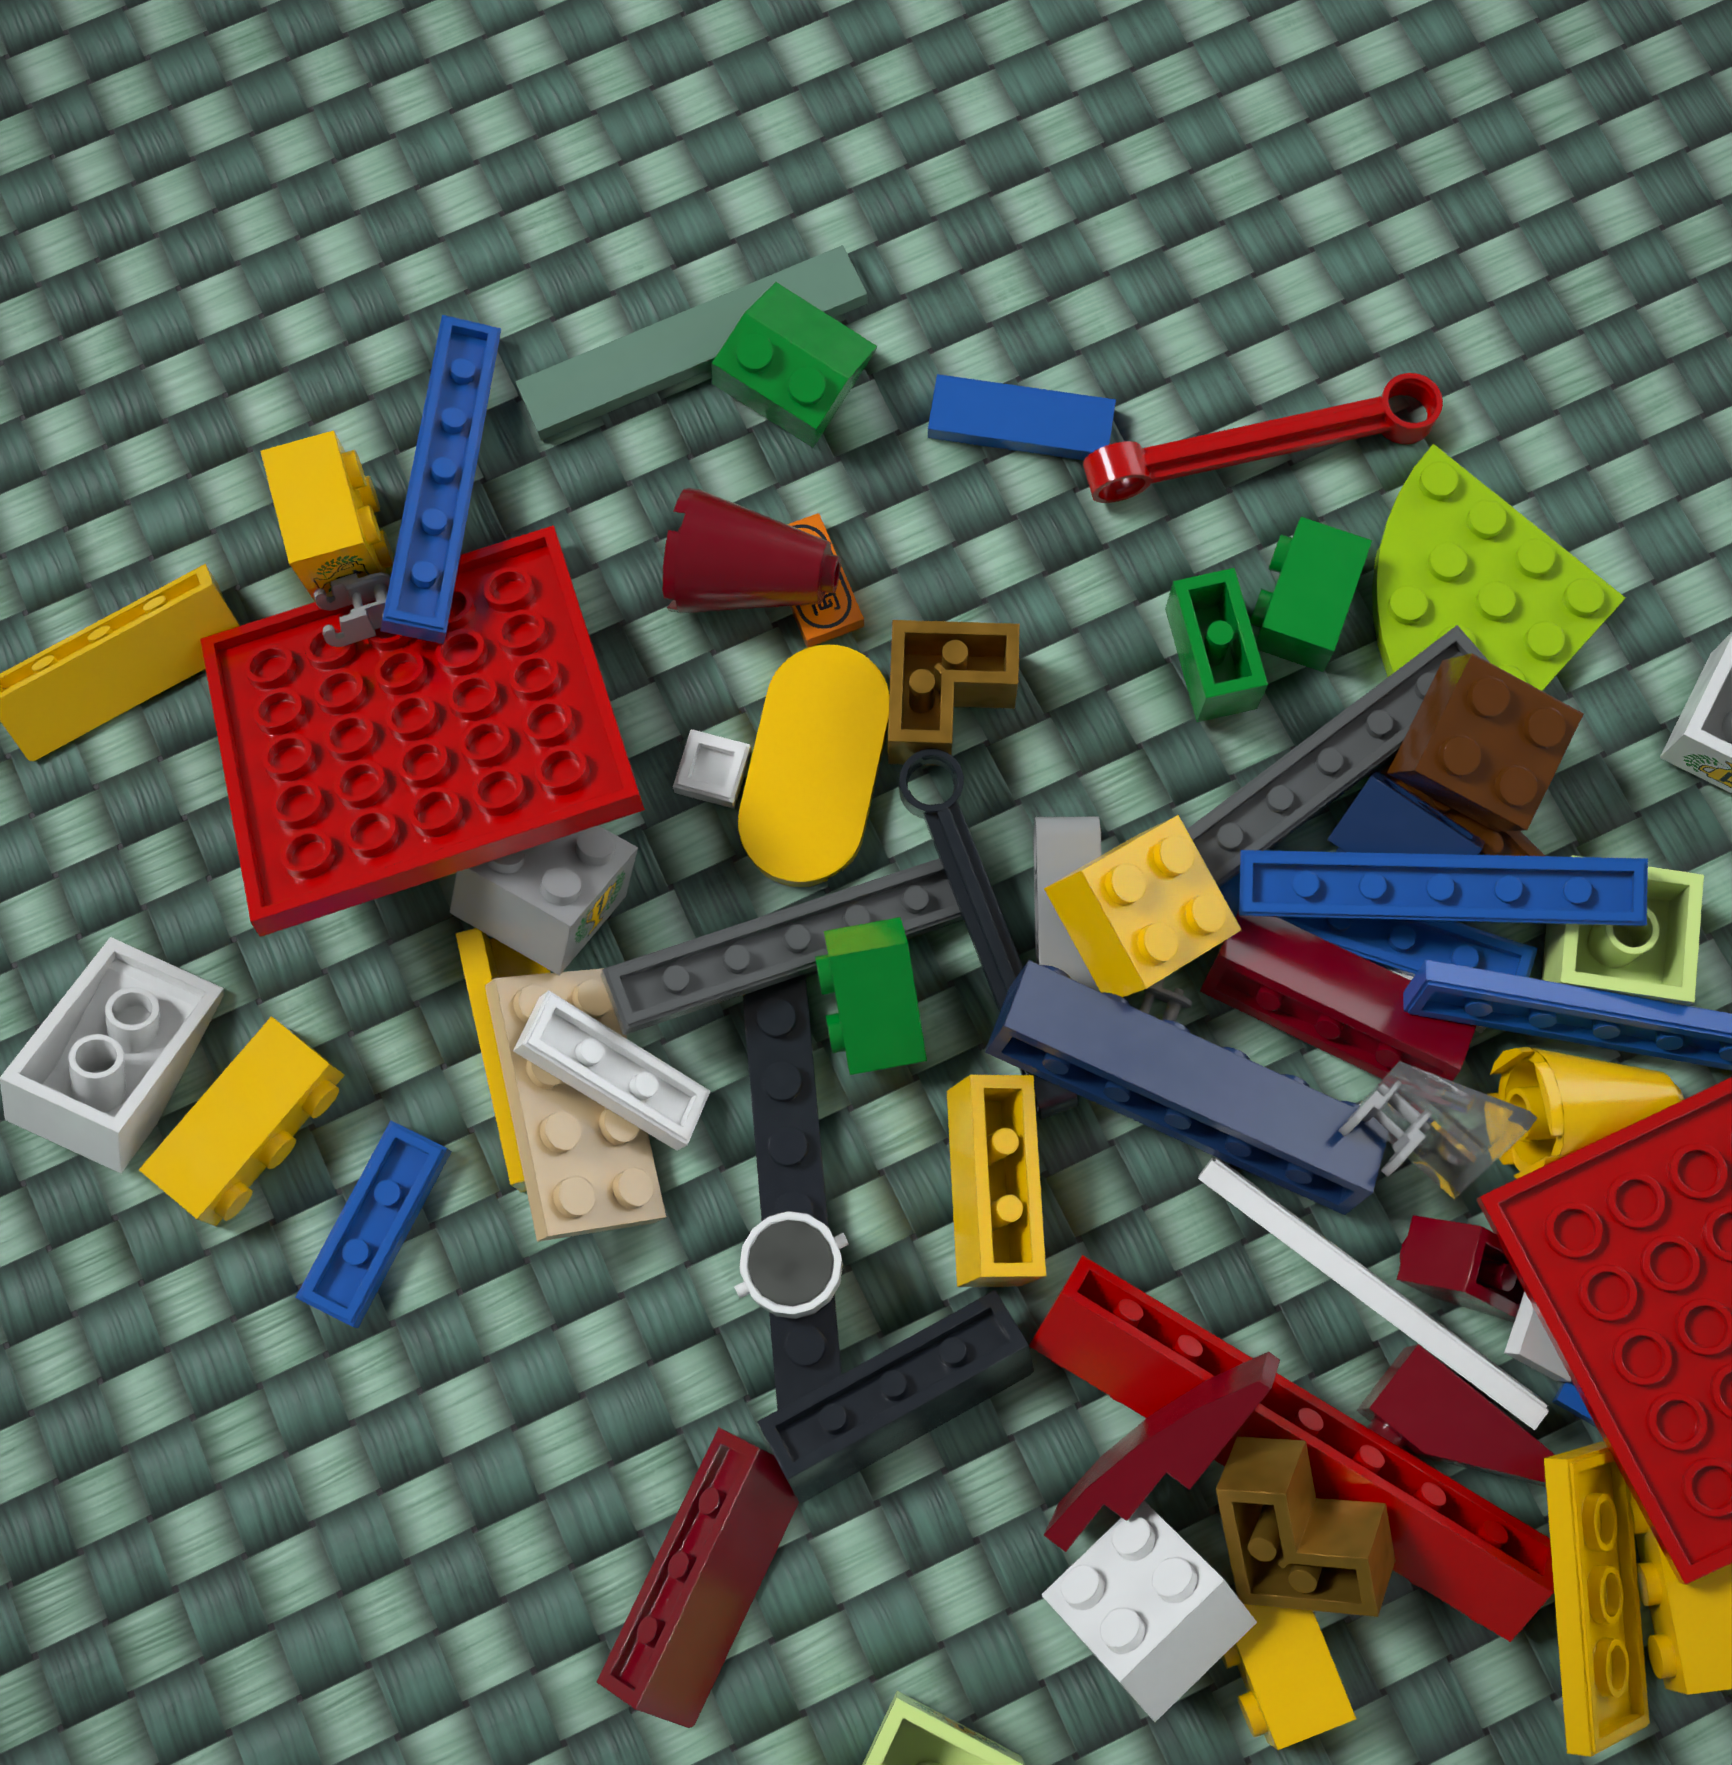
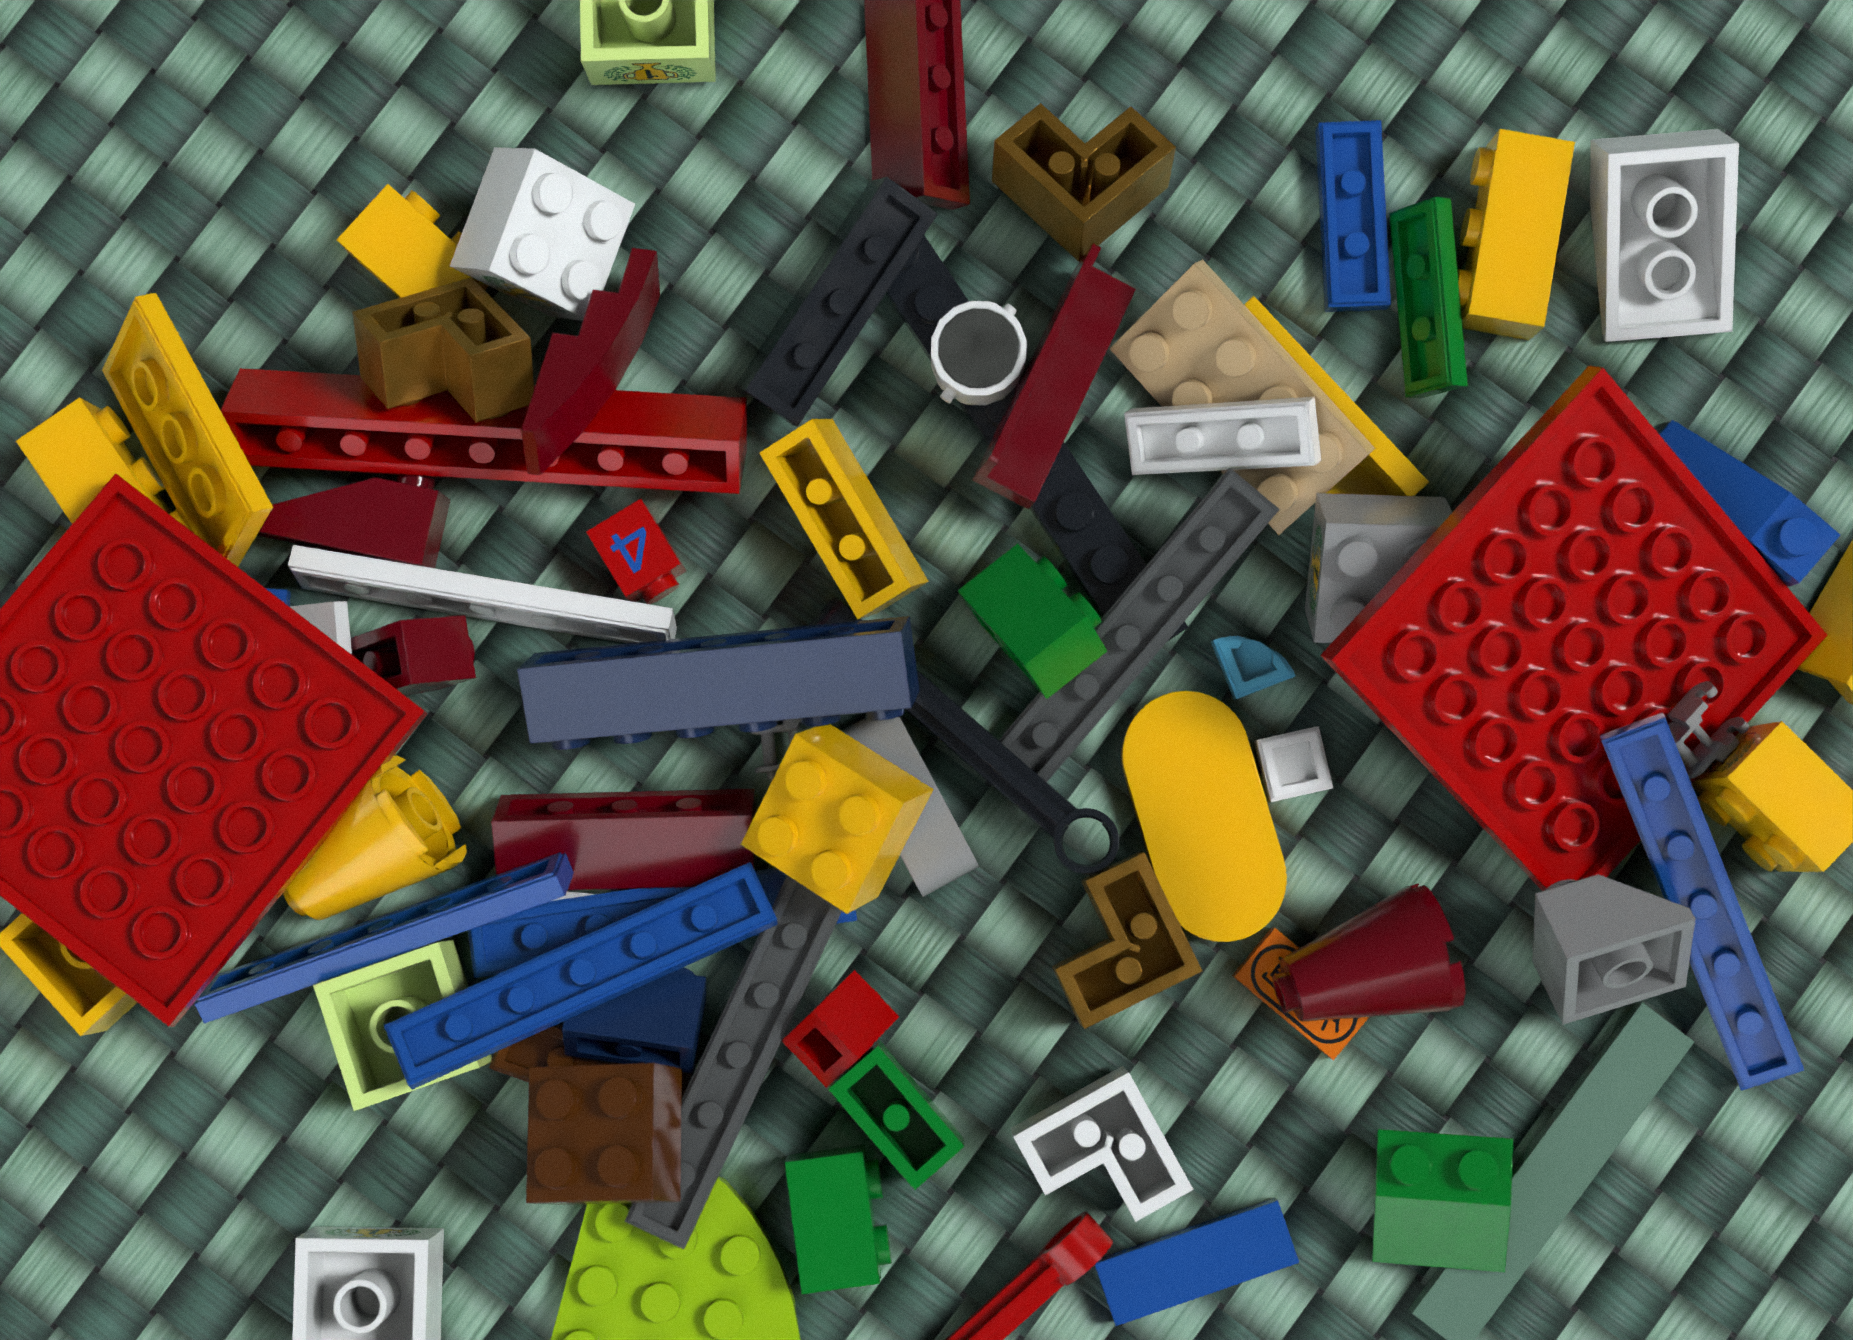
camera: 150 degrees right, 10 degrees up
(190, 760) = (1768, 515): none -> blue slope
(354, 1106) = (1428, 298): none -> green tile
(543, 477) = (1608, 945): none -> light grey slope
(610, 1373) = (1078, 187): none -> pearl gold brick
(701, 870) = (1250, 665): none -> medium azure tile
(731, 1204) = (1054, 383): none -> dark red panel
(1050, 549) = (1107, 1127): none -> white brick
(1203, 1254) = (638, 553): none -> red brick
(1228, 738) = (840, 1029): none -> red brick
(1407, 1140) = (509, 730): light grey piece -> none
(1465, 1130) = (485, 770): clear wing -> none

